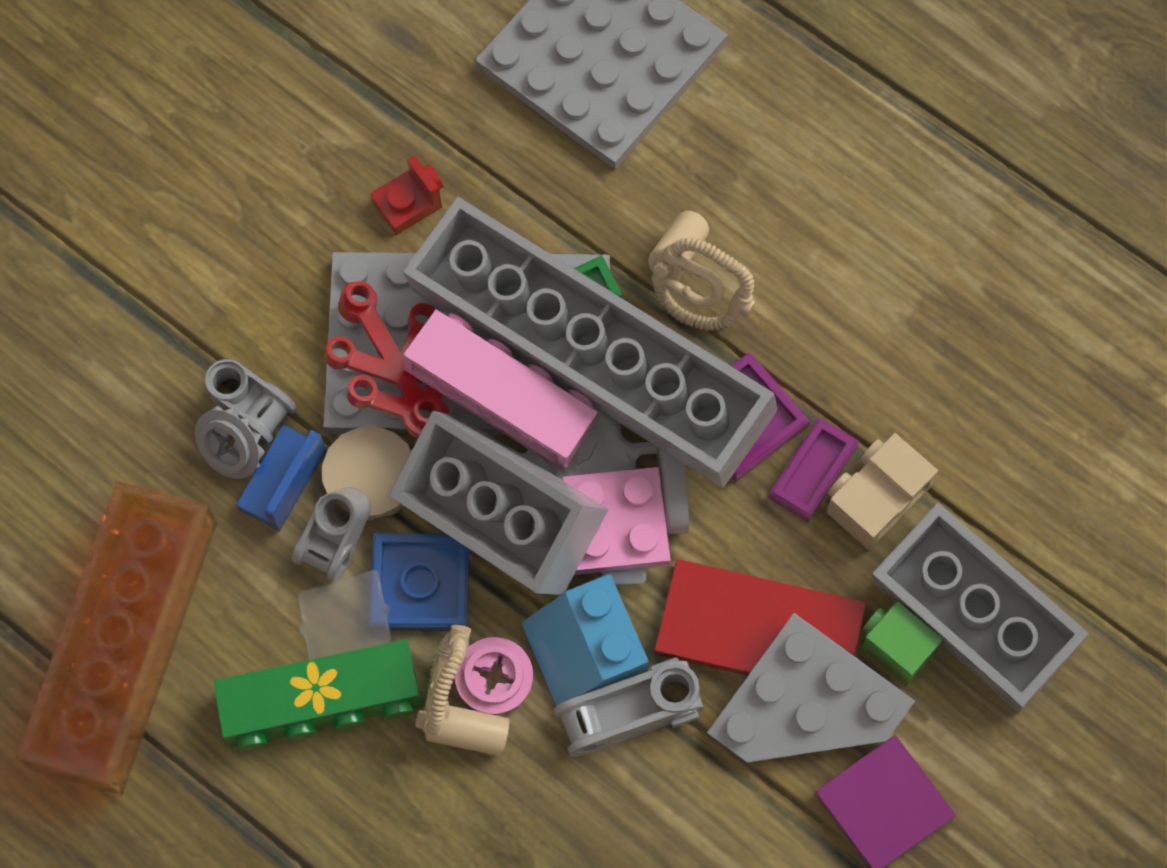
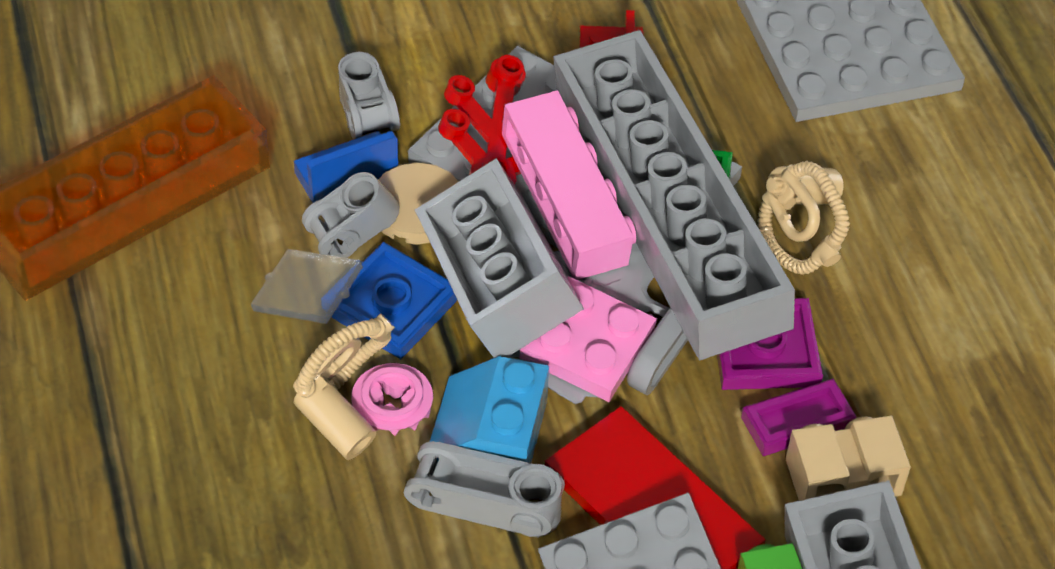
camera: 30 degrees right, 20 degrees down
(212, 438) = (324, 112): light grey gear -> none
(317, 694) = (232, 316): green brick -> none

